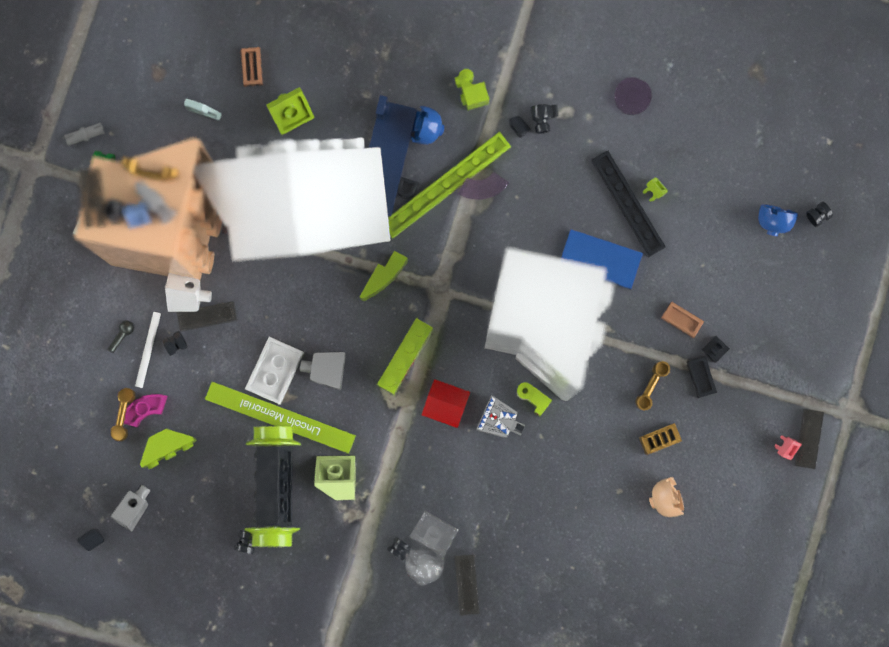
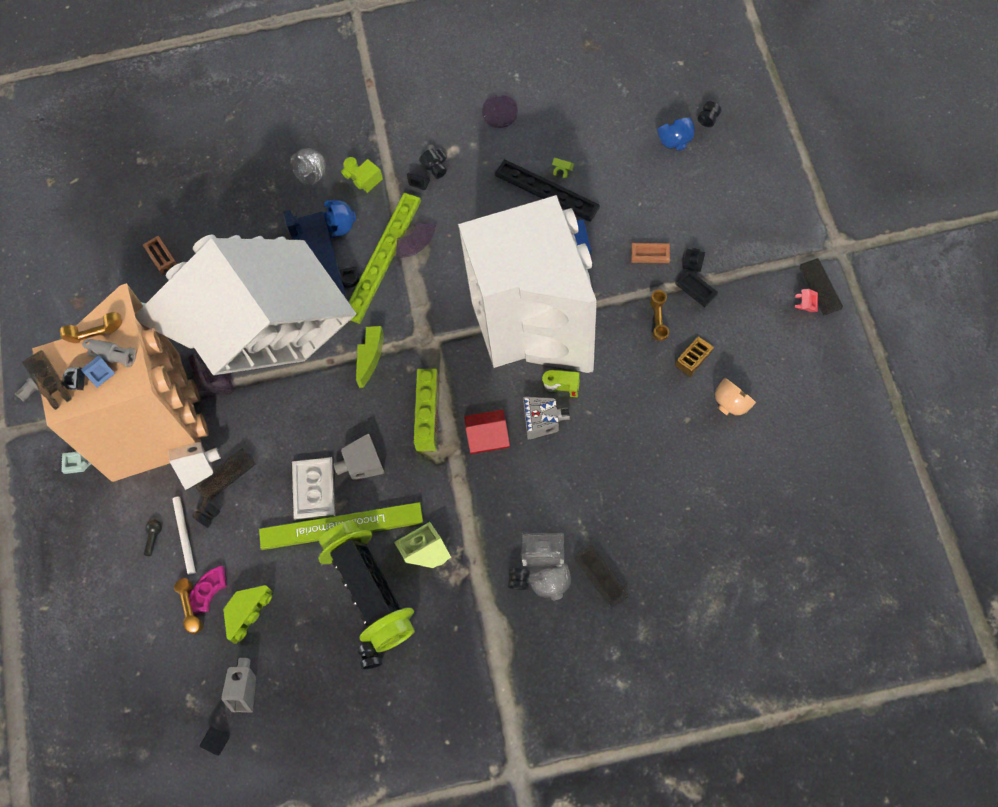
camera: 20 degrees left, 15 degrees down
(428, 56) = (308, 166): none -> clear cylinder

